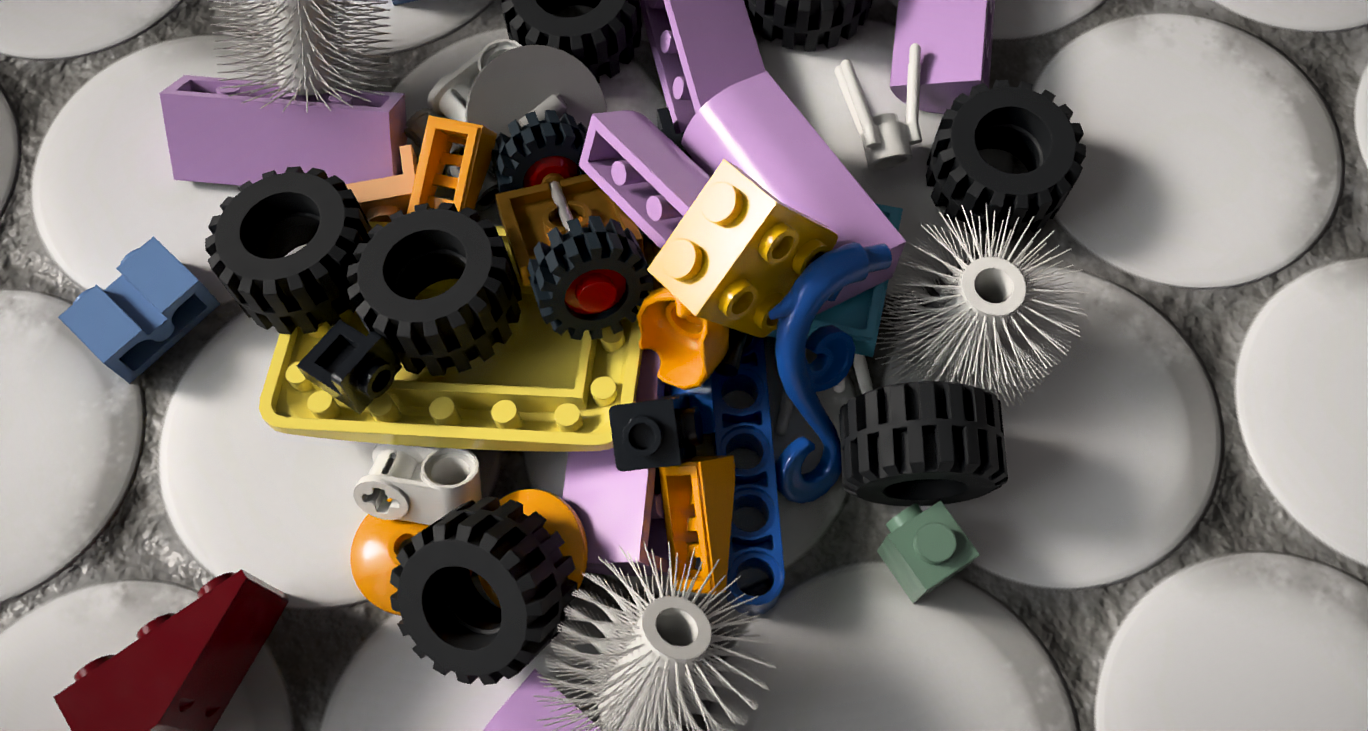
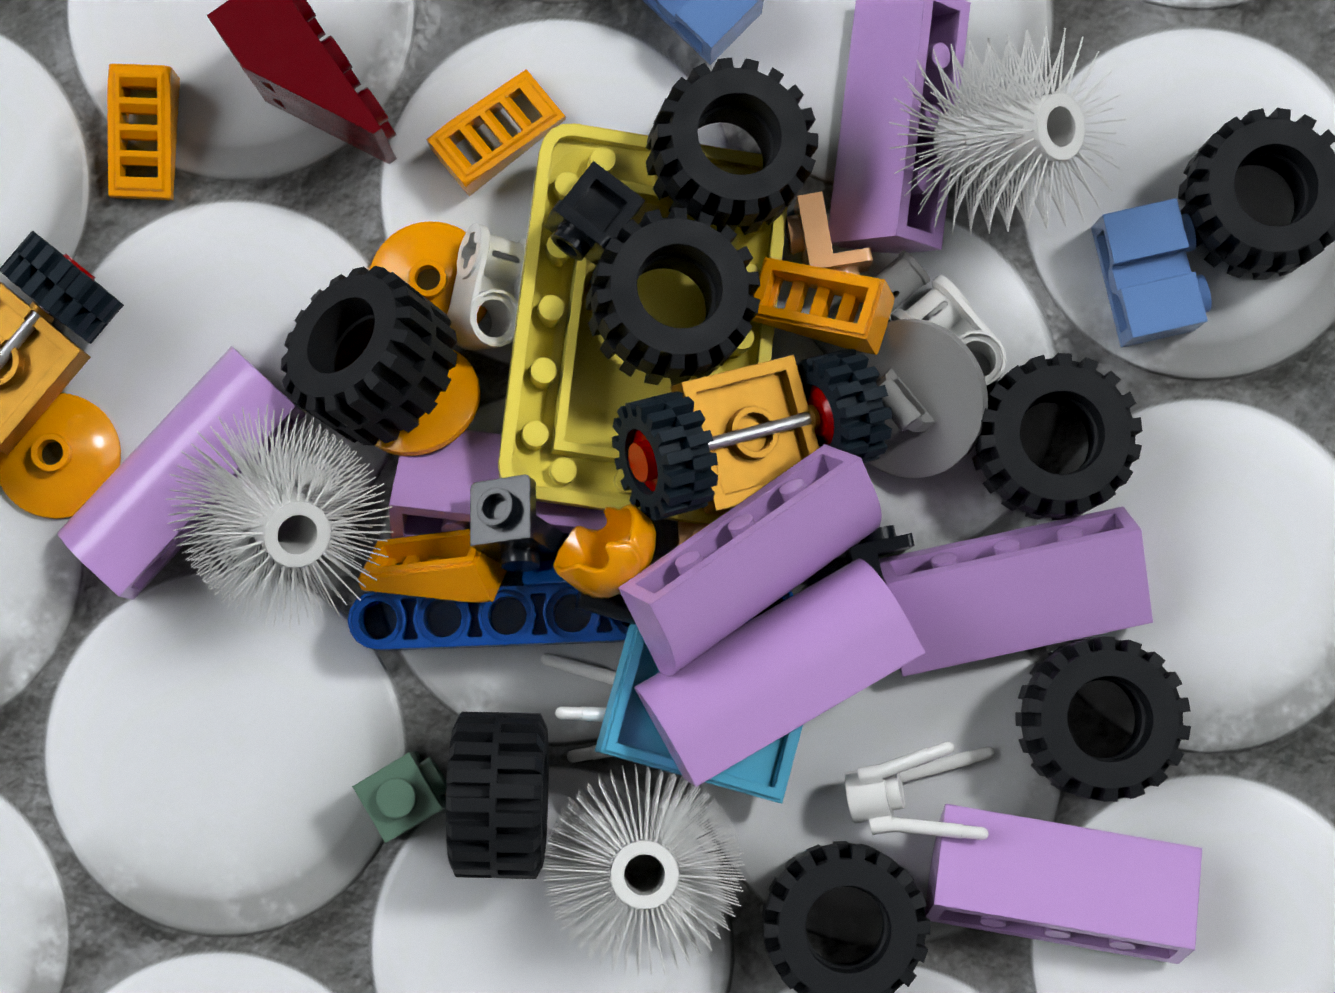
camera: 90 degrees right, 15 degrees up
(293, 524) = (463, 126): none -> light orange slope
(738, 252) = (661, 602): yellow bracket -> none
(835, 355) = (584, 702): blue plant -> none

